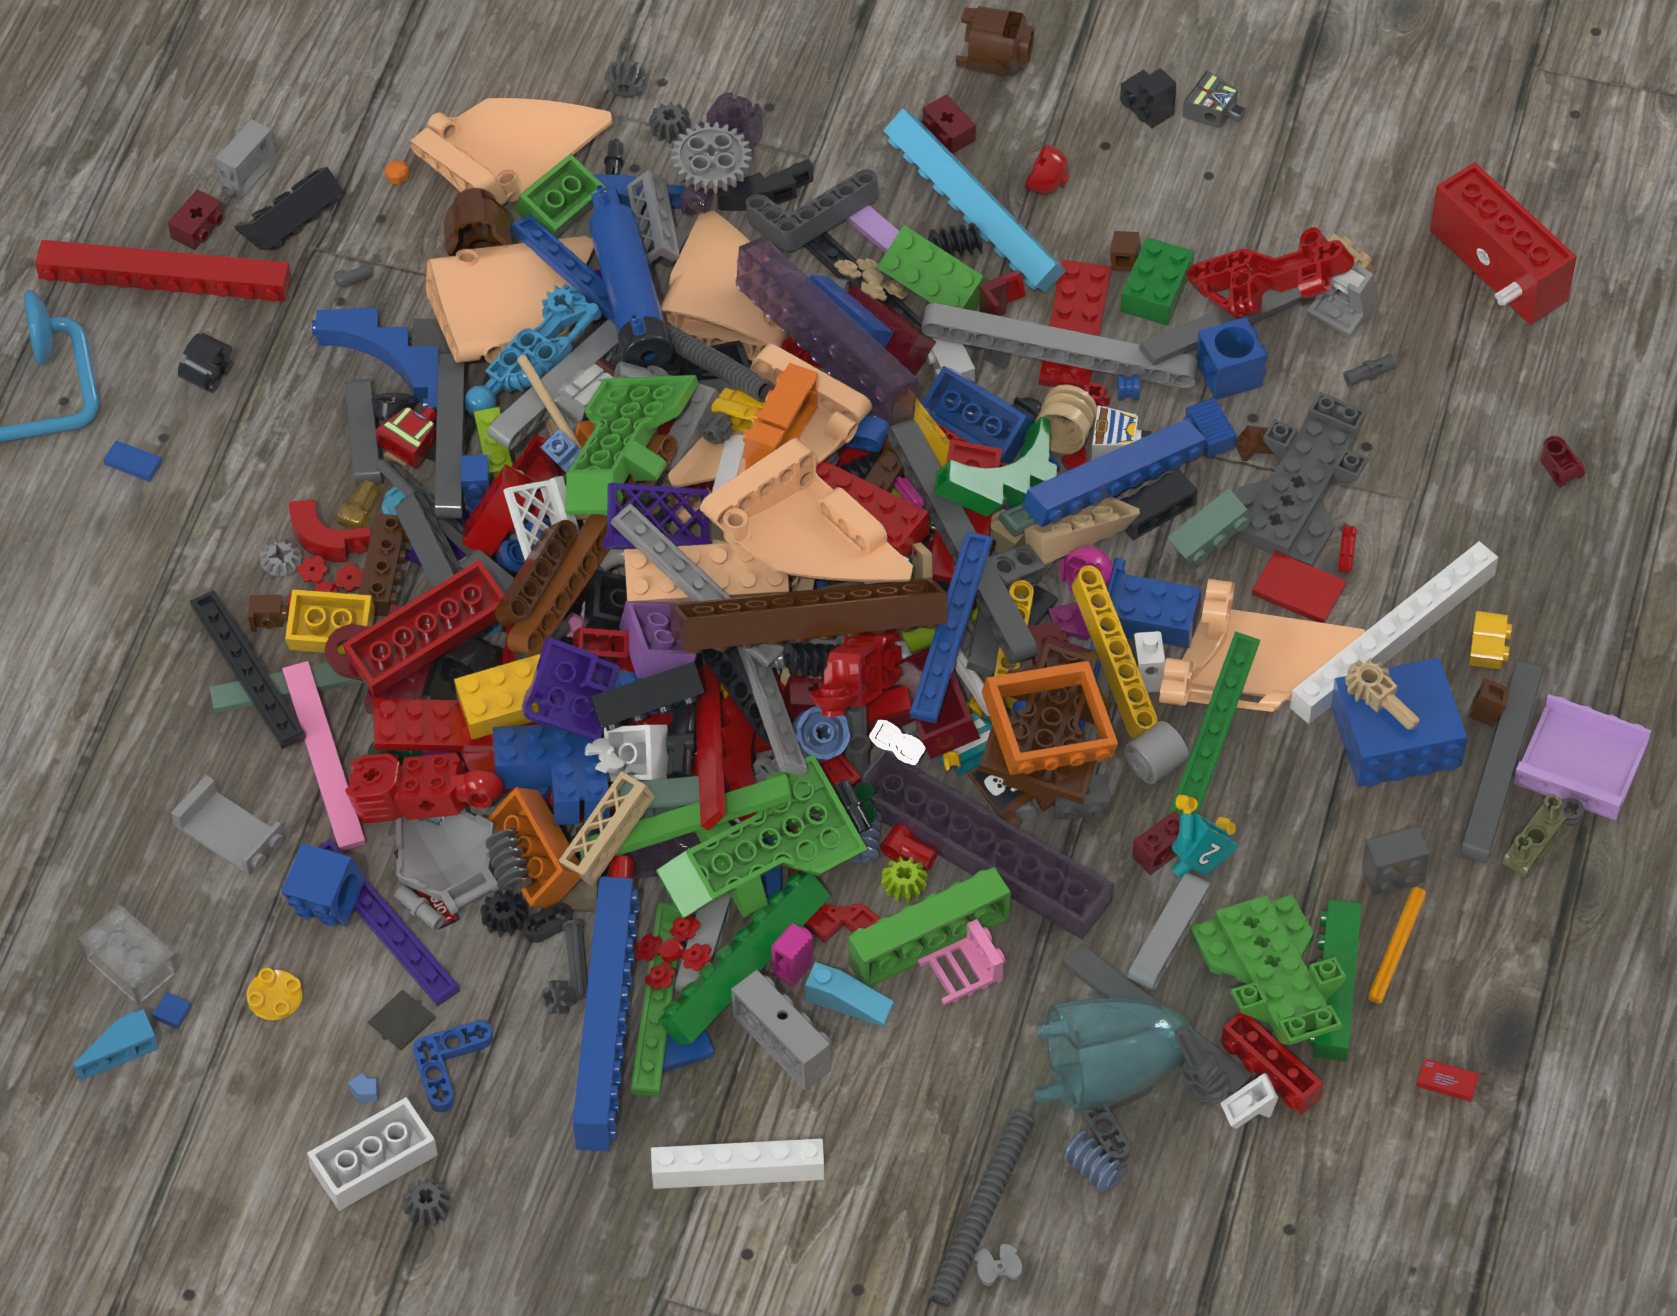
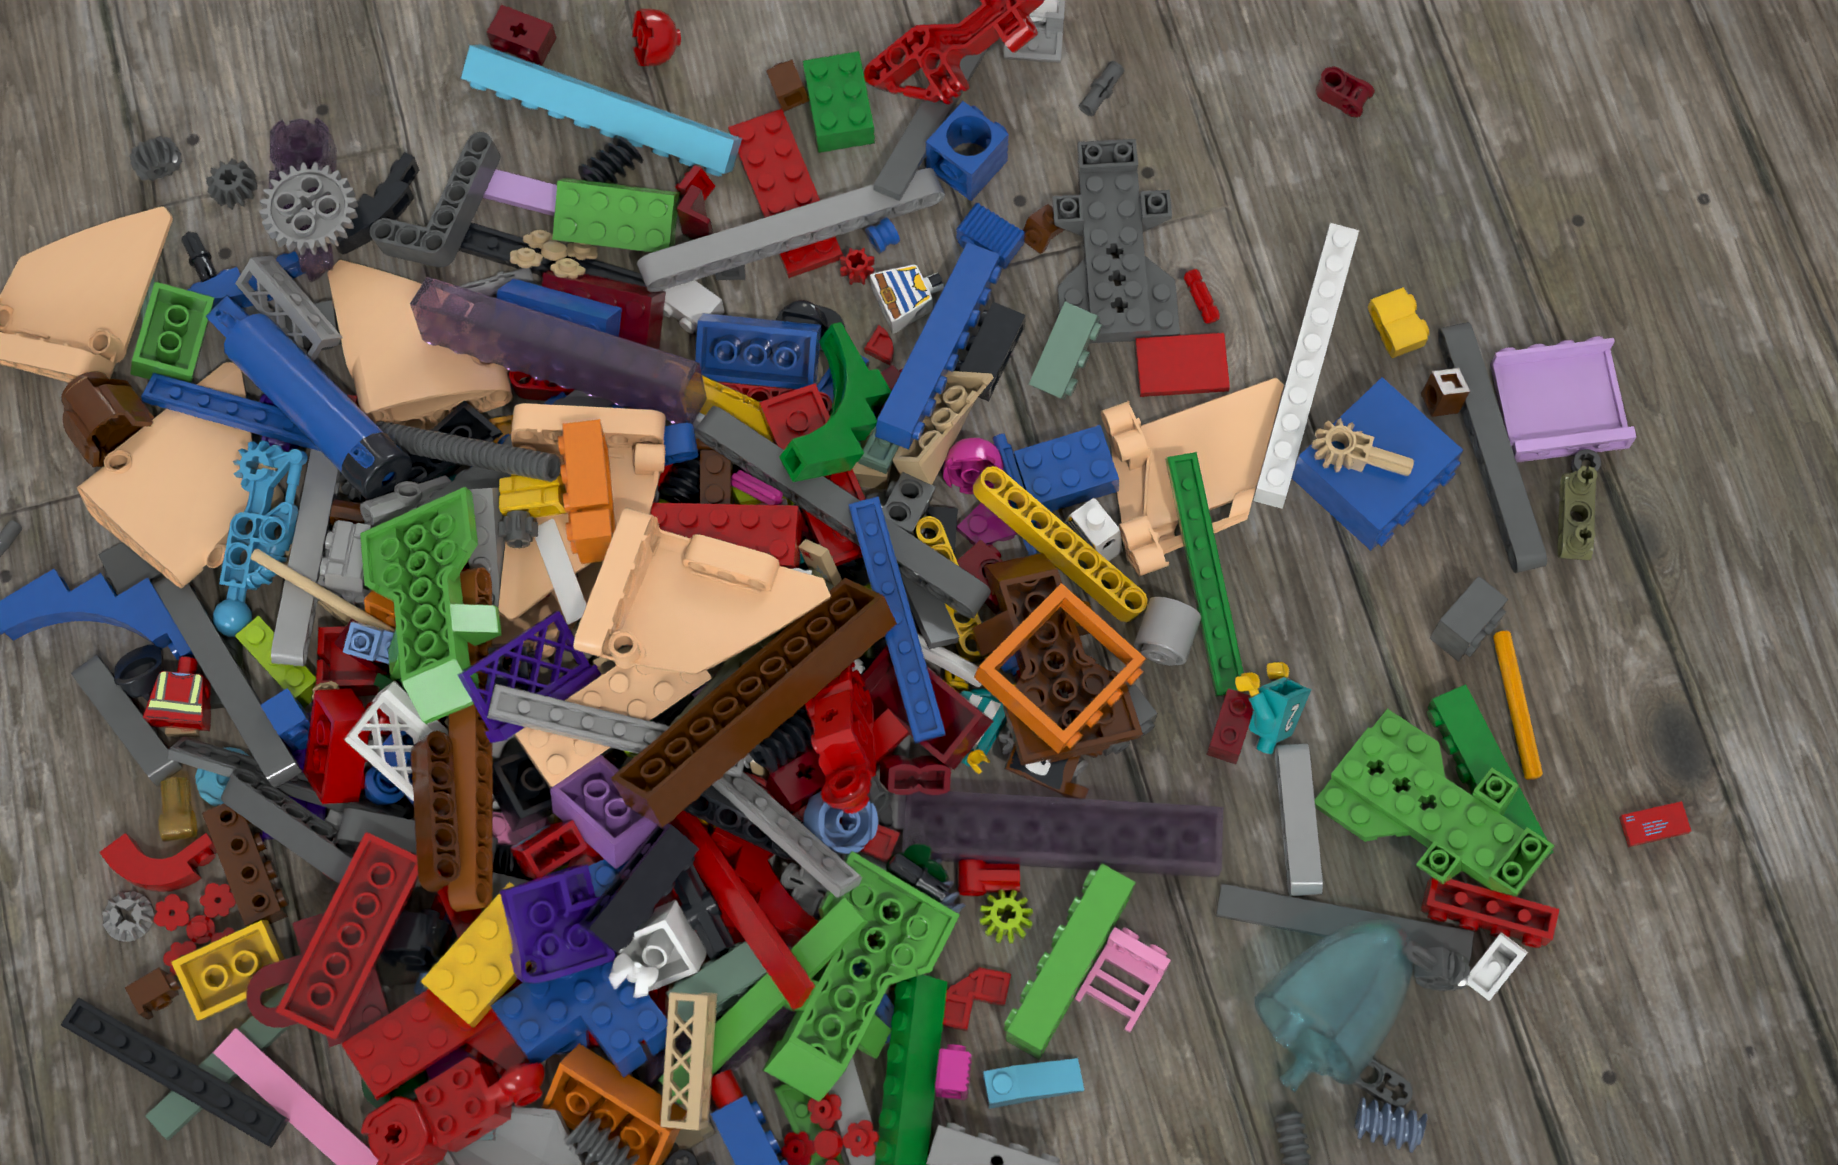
camera: 30 degrees left, 15 degrees up
(1070, 417) = (850, 299): tan wheel -> none

